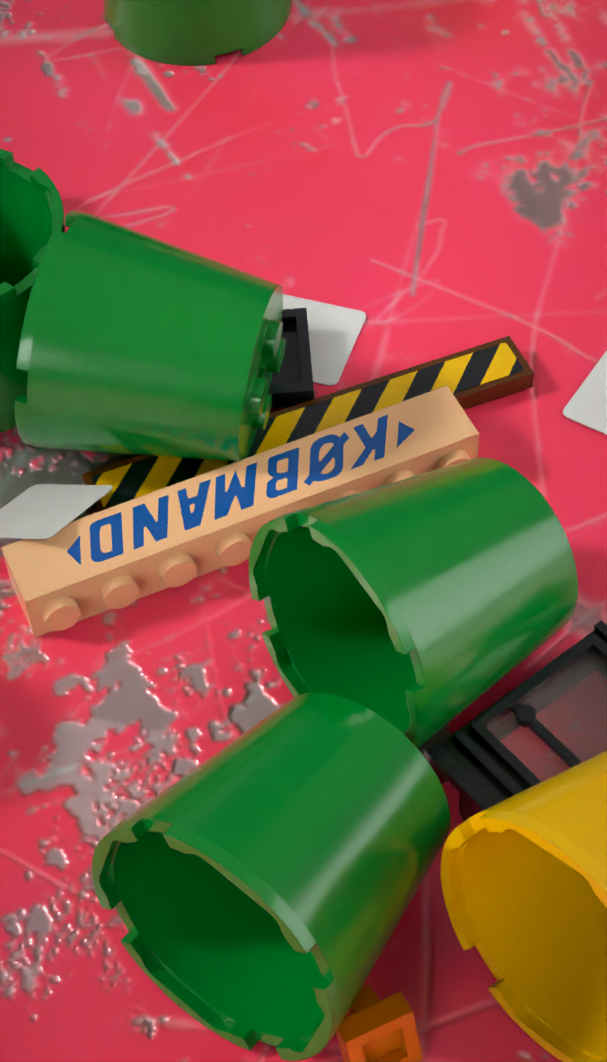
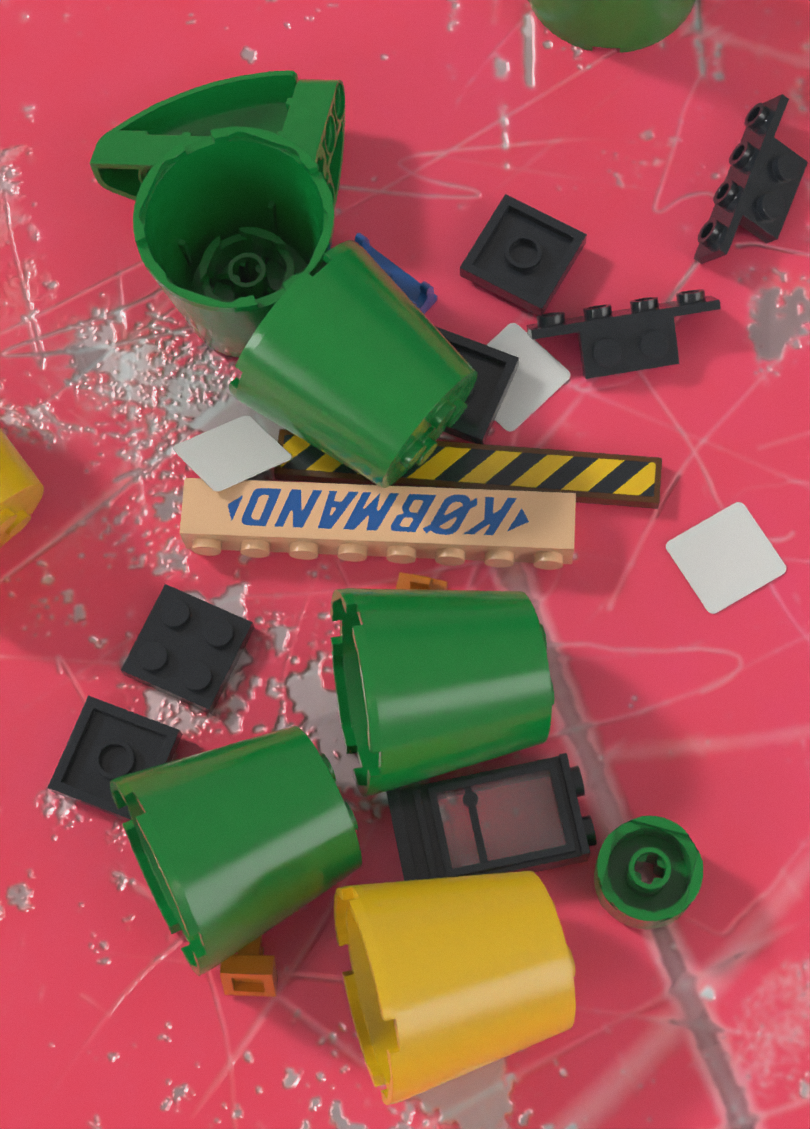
camera: 30 degrees right, 20 degrees up
(50, 888) = (107, 746): none -> black plate
(94, 732) = (188, 648): none -> black plate
(255, 227) = (523, 255): none -> black plate
(403, 256) = (626, 337): none -> black bracket
(445, 94) = (757, 186): none -> black bracket

